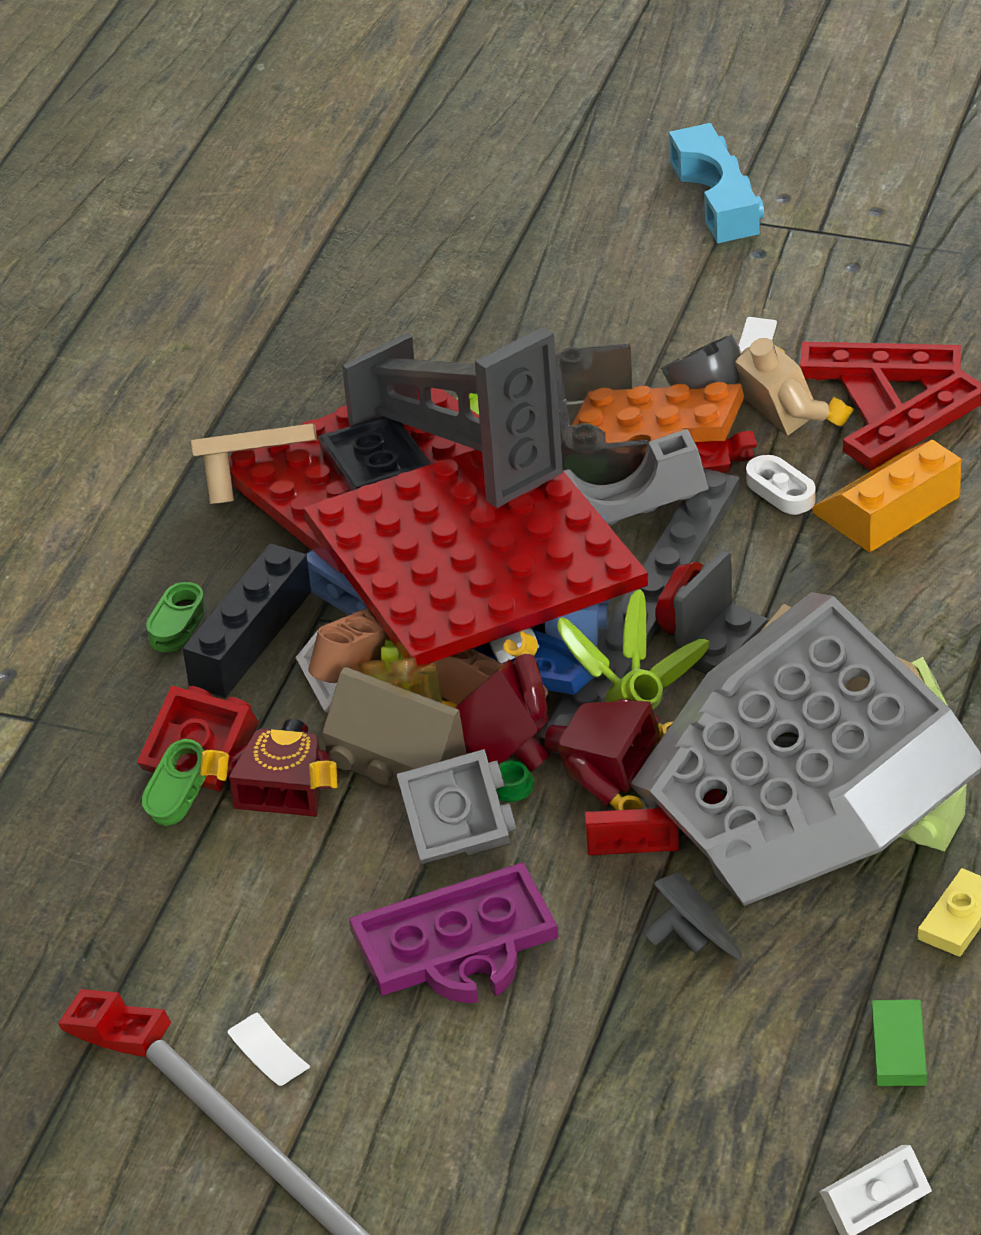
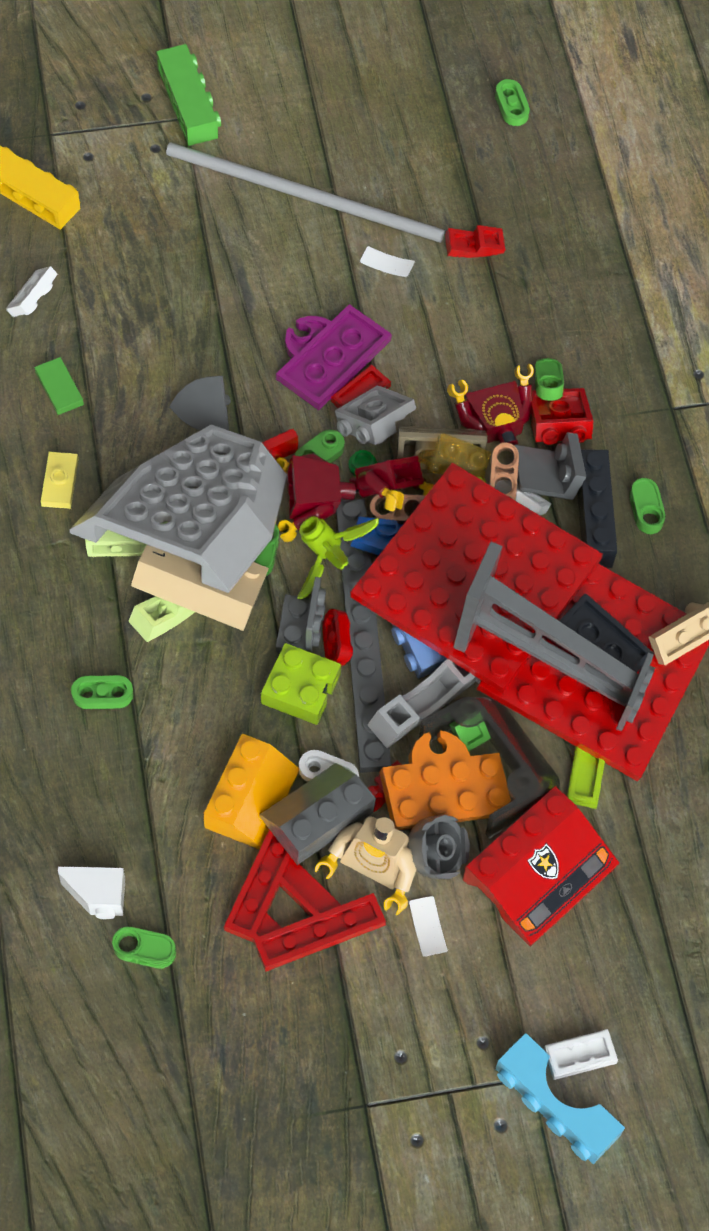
camera: 145 degrees right, 20 degrees up
(263, 671) = (552, 472): none -> dark grey bracket
(441, 872) = (359, 385): none -> red tile
(555, 821) = (321, 448): none -> bright green plate
(646, 324) = (541, 866): none -> red piece
(666, 206) = (581, 1054): none -> white plate
(768, 570) = (300, 683): none -> lime piece
(821, 425) = (319, 811): none -> dark grey slope

